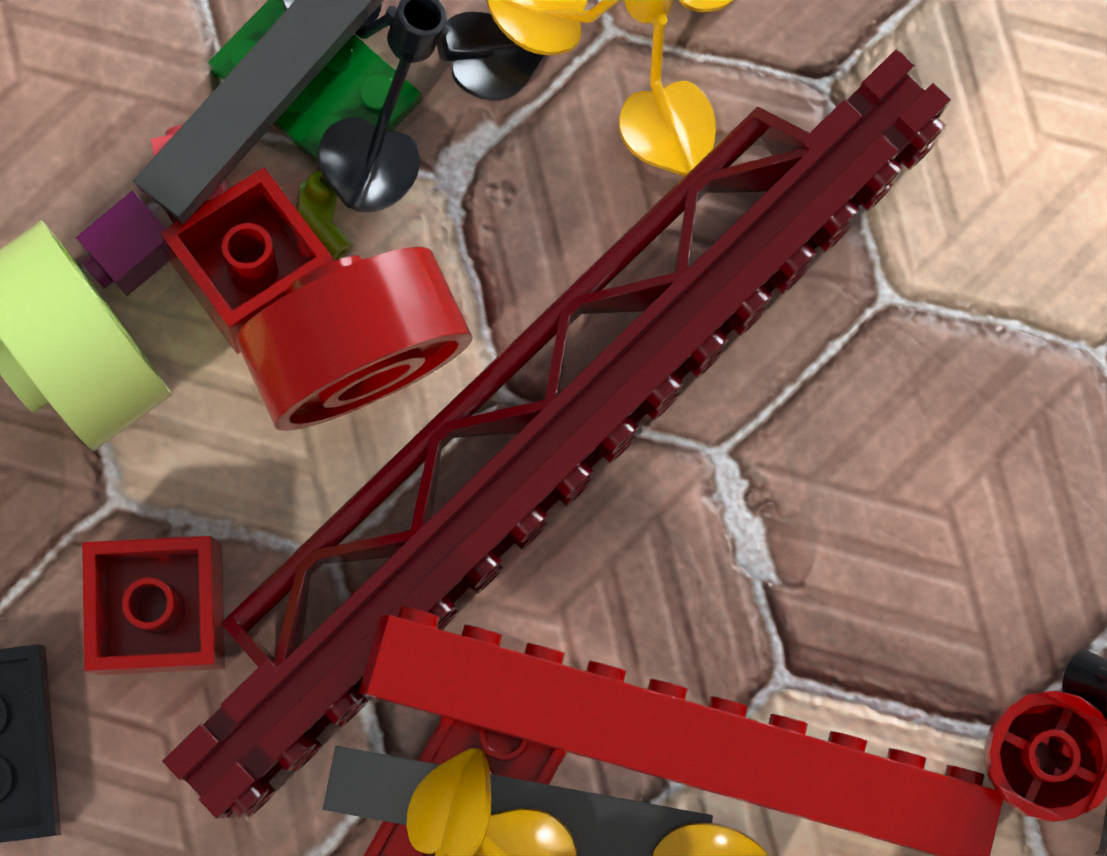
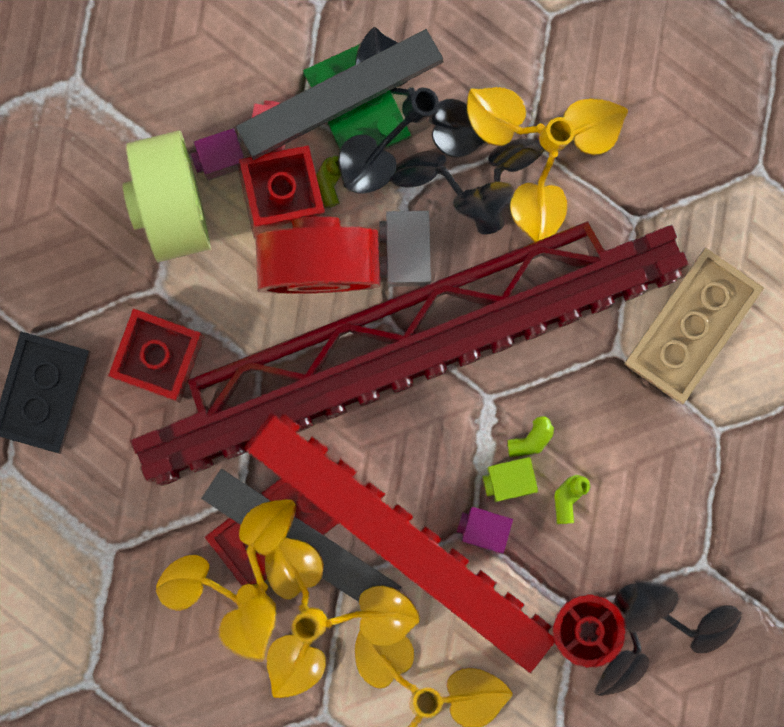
camera: 25 degrees right, 5 degrees up
(489, 268) = (407, 248): none -> light grey brick
(578, 142) = (484, 202): none -> black plant
(807, 663) = (485, 529): none -> magenta brick
(812, 566) = (510, 480): none -> lime brick
(824, 487) = (535, 441): none -> lime arm
(912, 552) = (567, 495): none -> lime arm
(991, 206) = (693, 326): none -> tan plate

